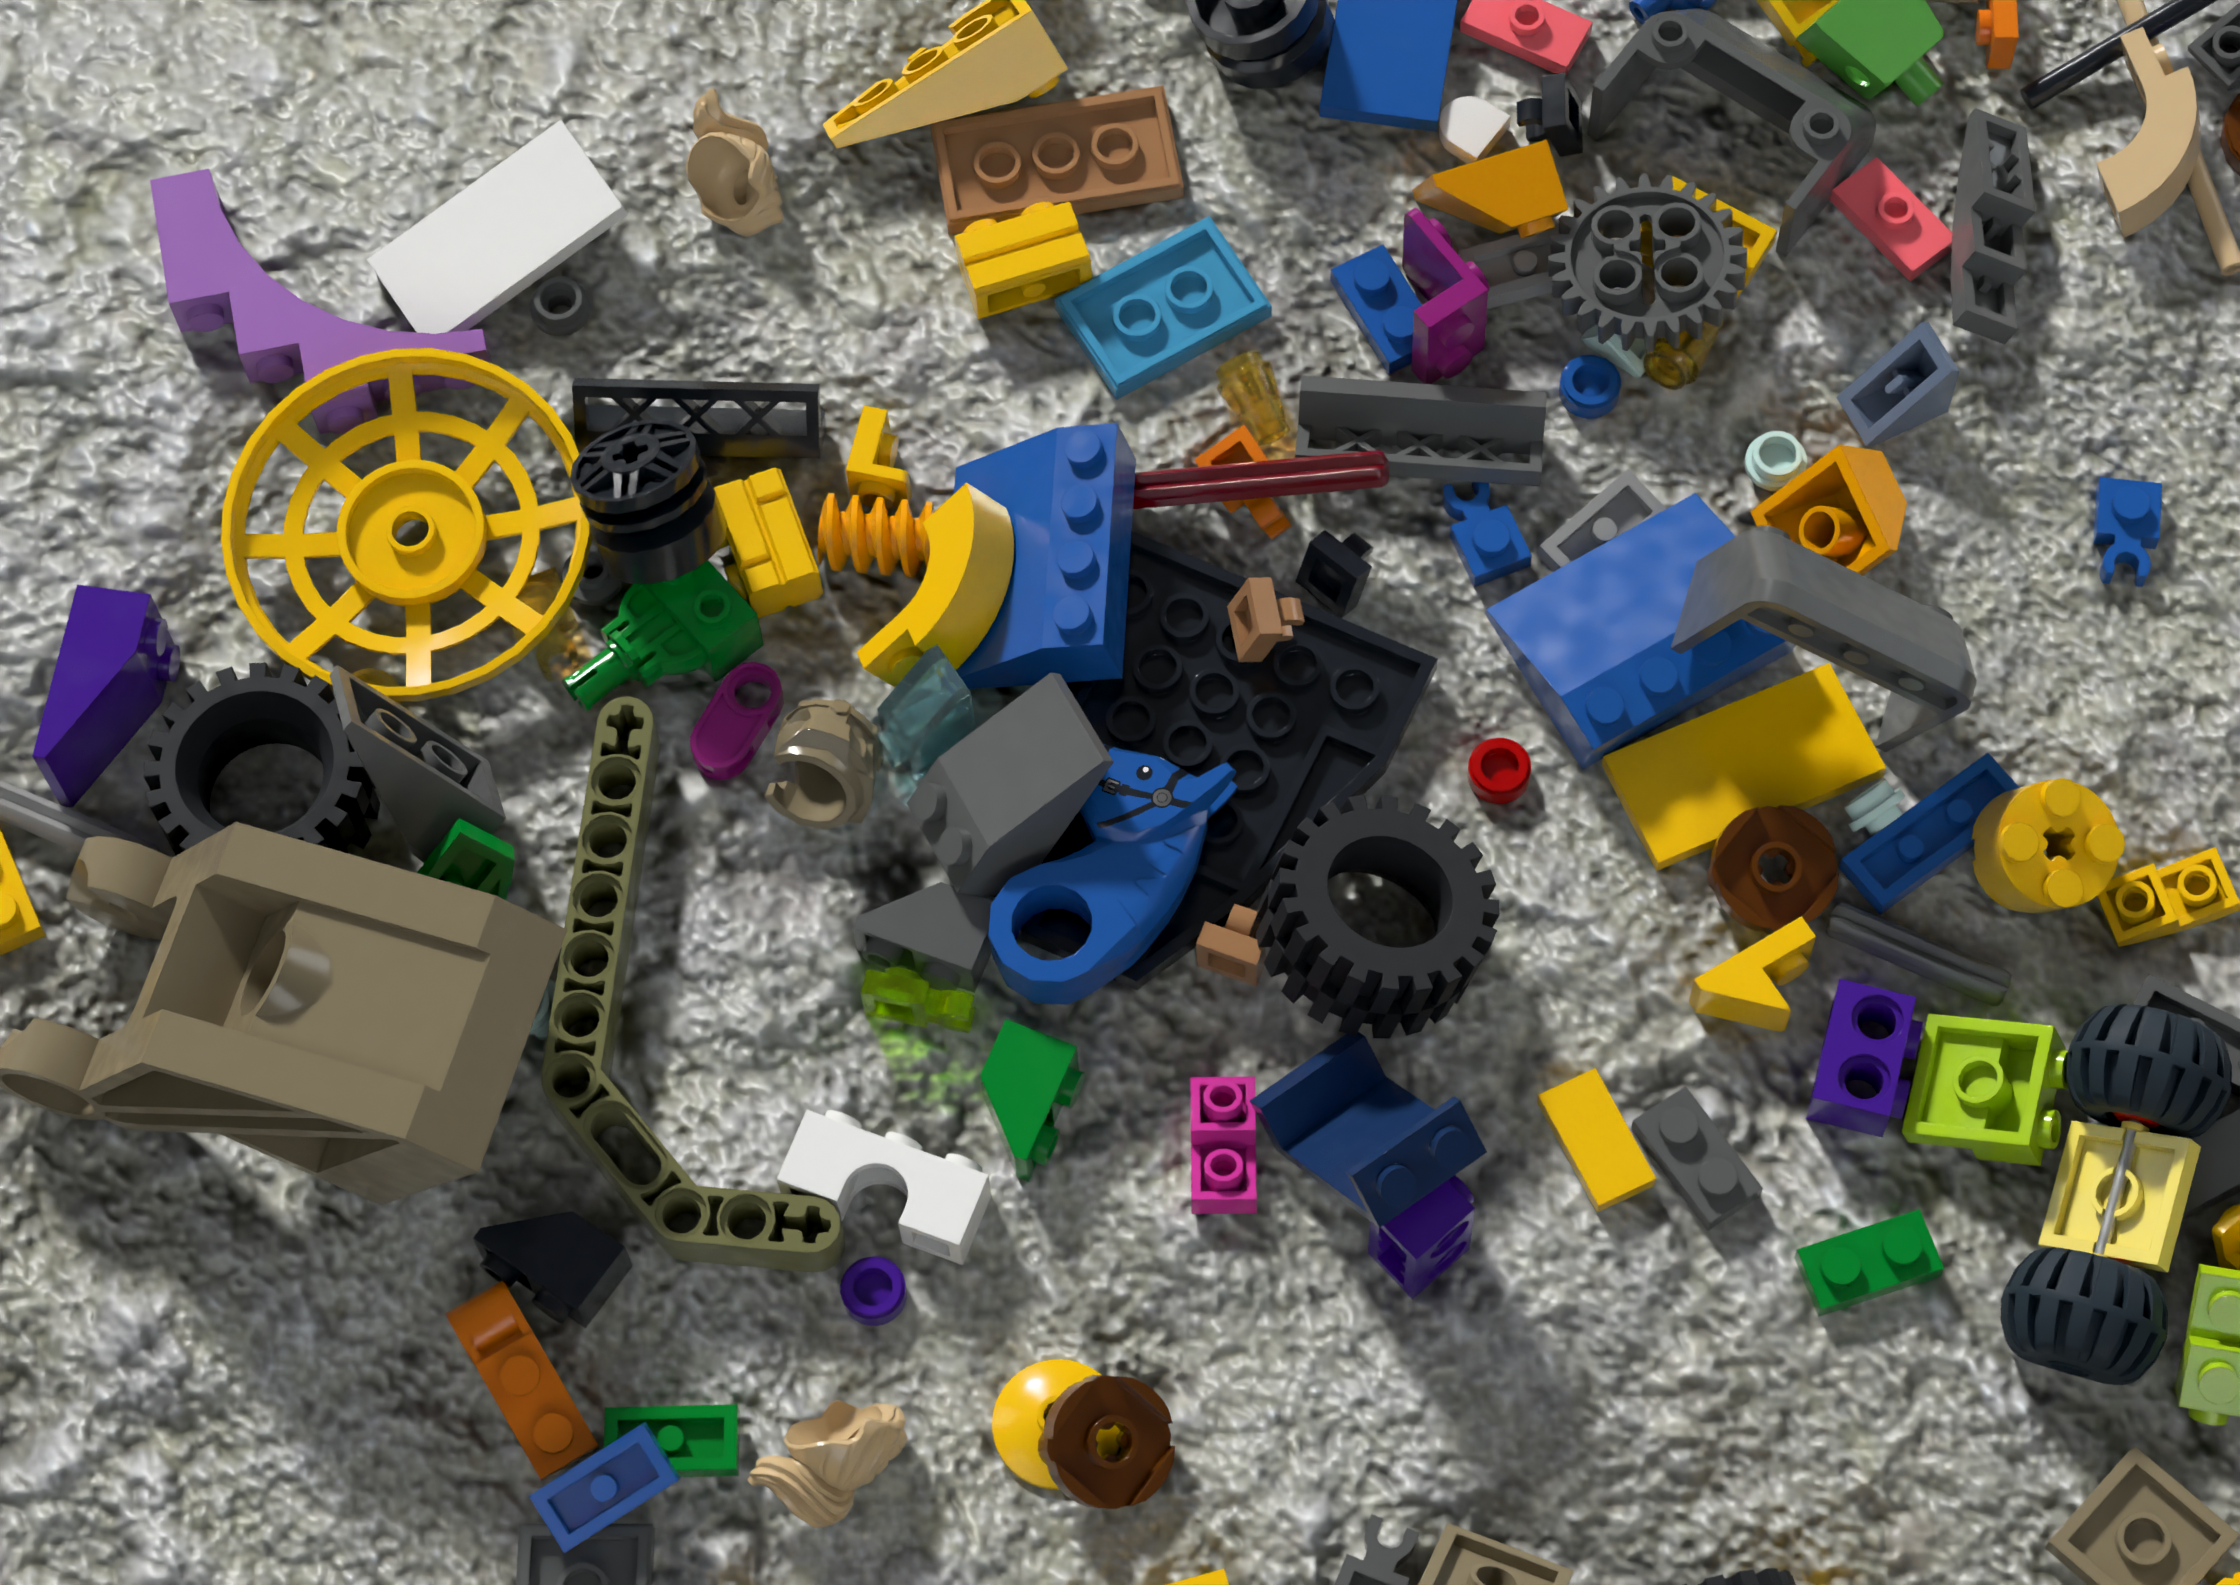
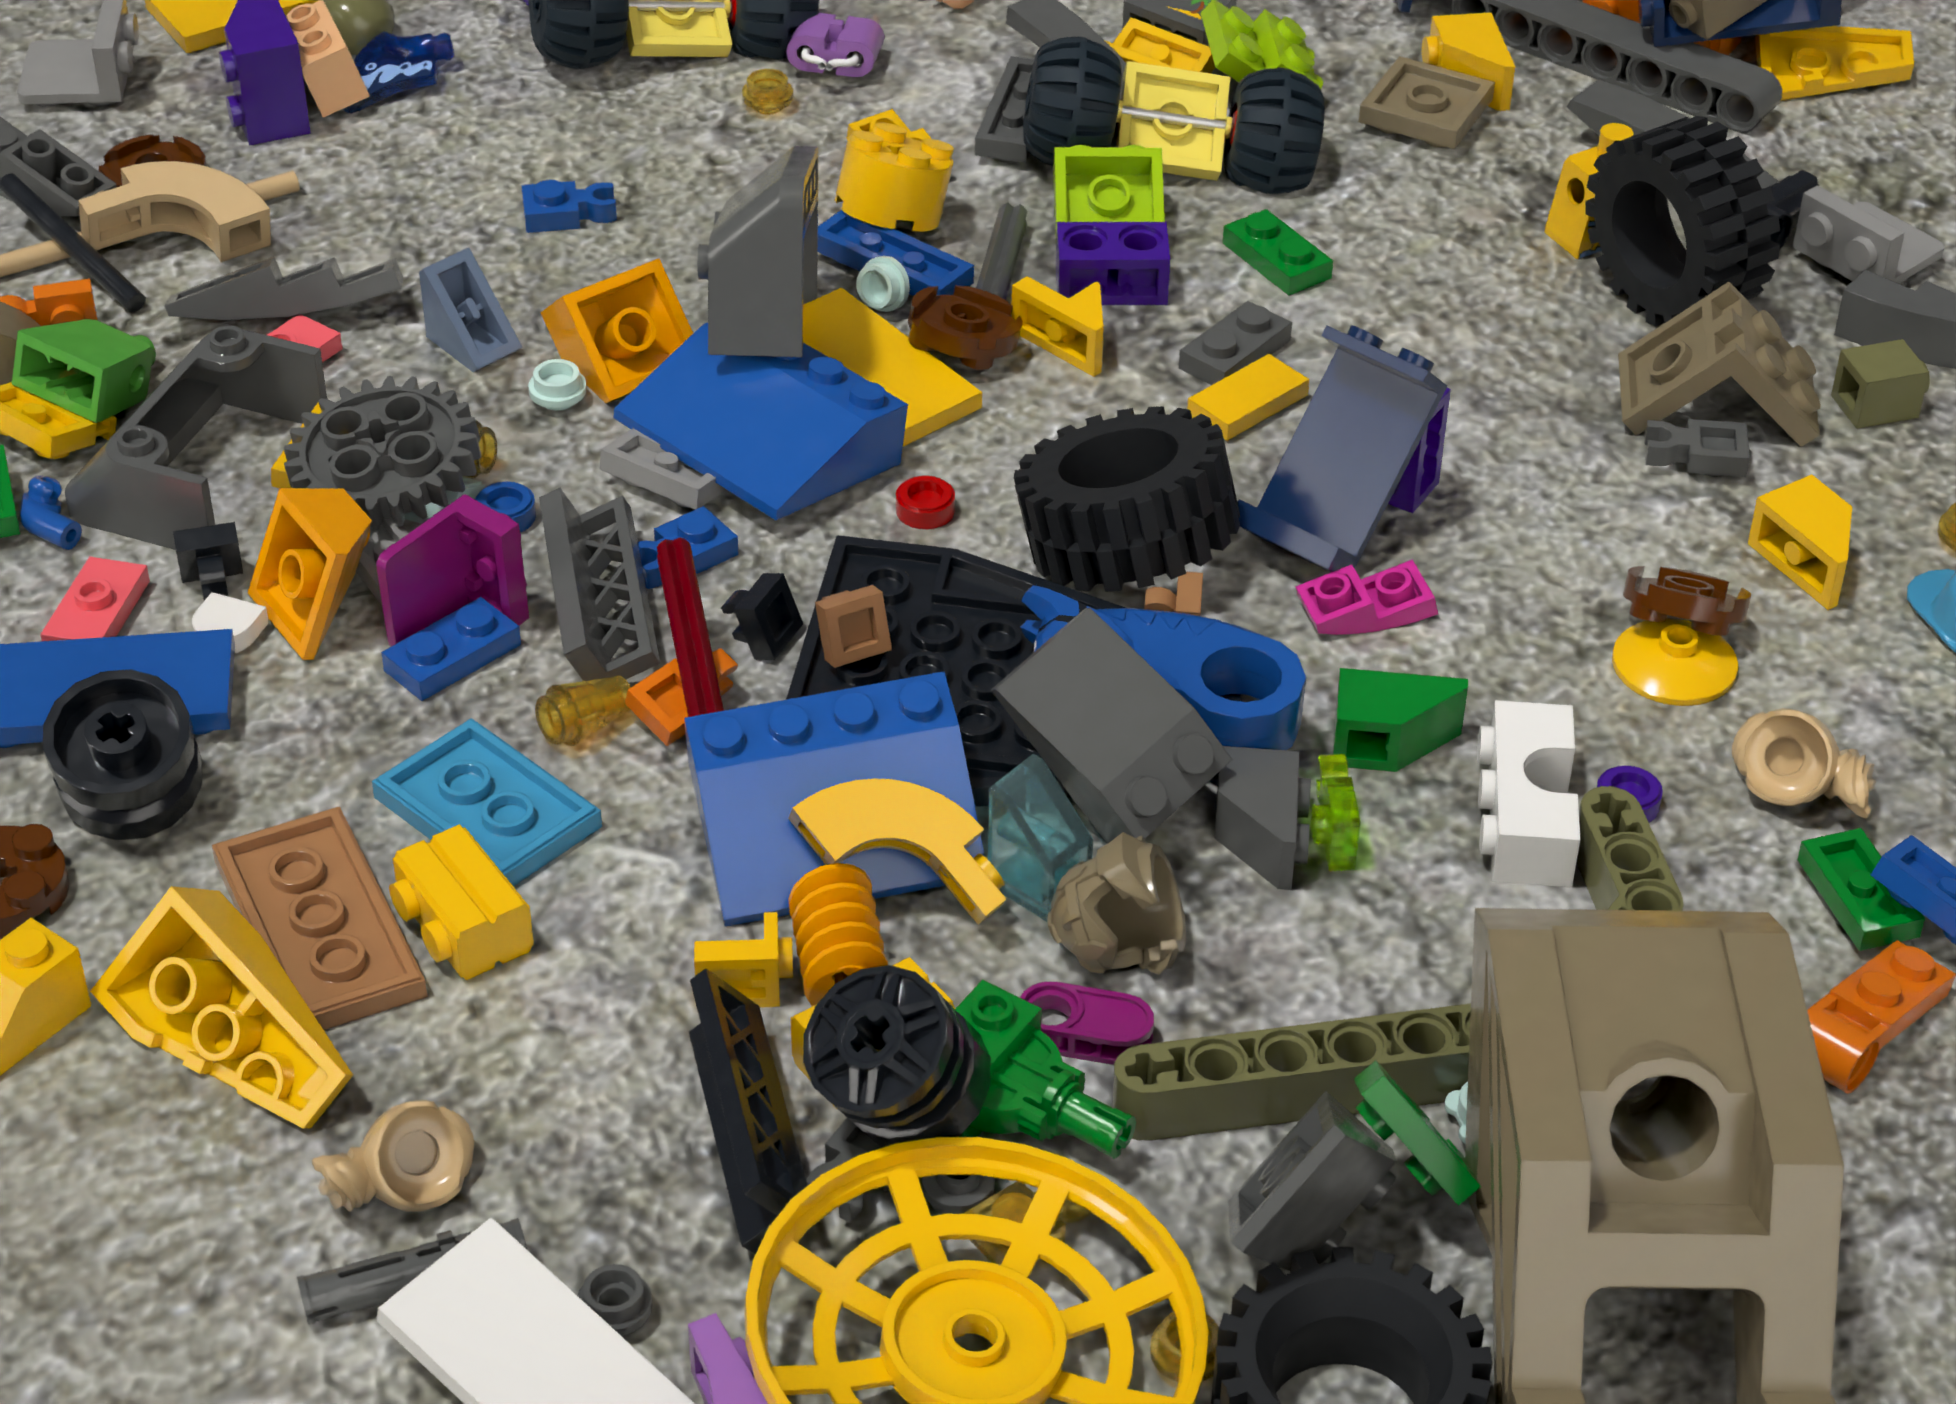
camera: 110 degrees left, 25 degrees down
(636, 118) = (377, 1278): none -> dark grey pin

